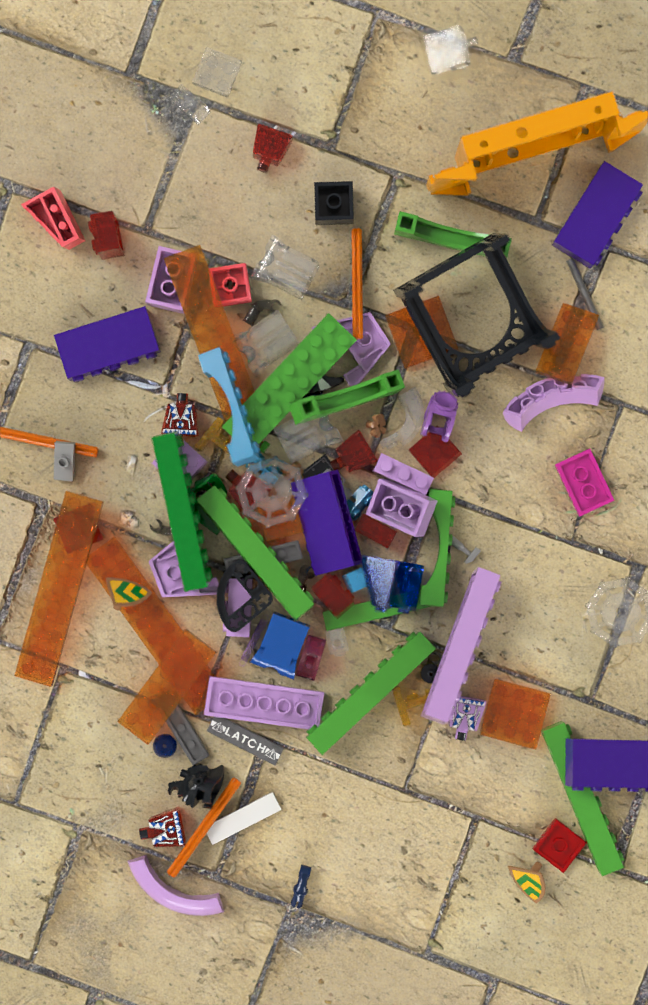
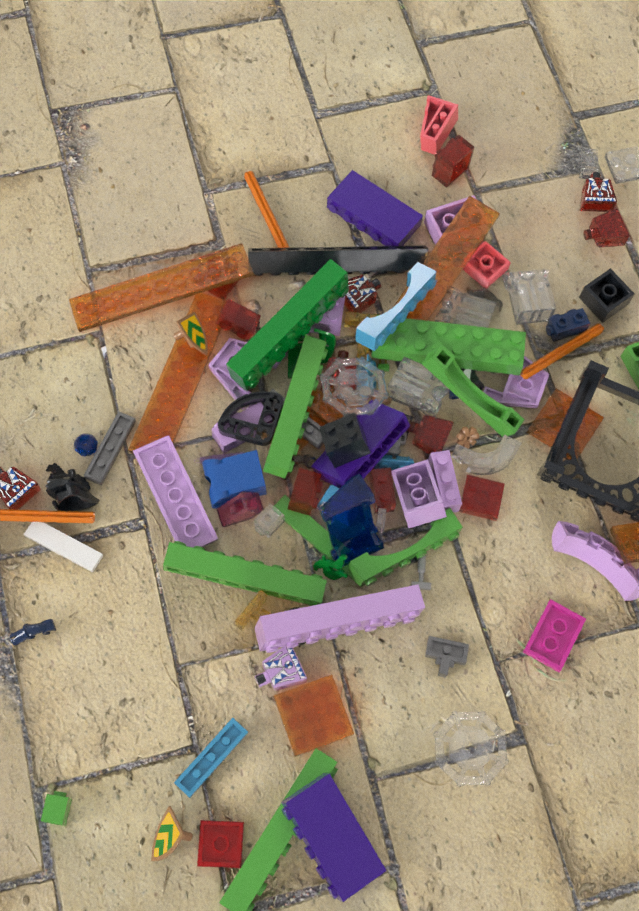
camera: 50 degrees right, 20 degrees down
(64, 461) = (264, 234): light grey plate -> none
(136, 414) = (351, 259): none -> black brick
(137, 543) = (238, 319): none -> clear red brick
(167, 686) = (137, 410): clear orange plate -> none
(228, 125) = (597, 194): none -> clear red torso
(245, 739) = (134, 504): flat silver tile -> none
(317, 537) = (344, 440): none -> black brick
(334, 266) = (567, 324): none -> dark blue brick
(399, 550) = (380, 521): none -> clear tile
(412, 619) = (328, 565): none -> green piece
(442, 404) = (522, 469): medium lavender piece -> none
(452, 950) = (56, 808): none -> bright green brick
(493, 812) = (211, 757): none -> dark azure plate
(539, 577) = (446, 653): none -> flat silver hinge

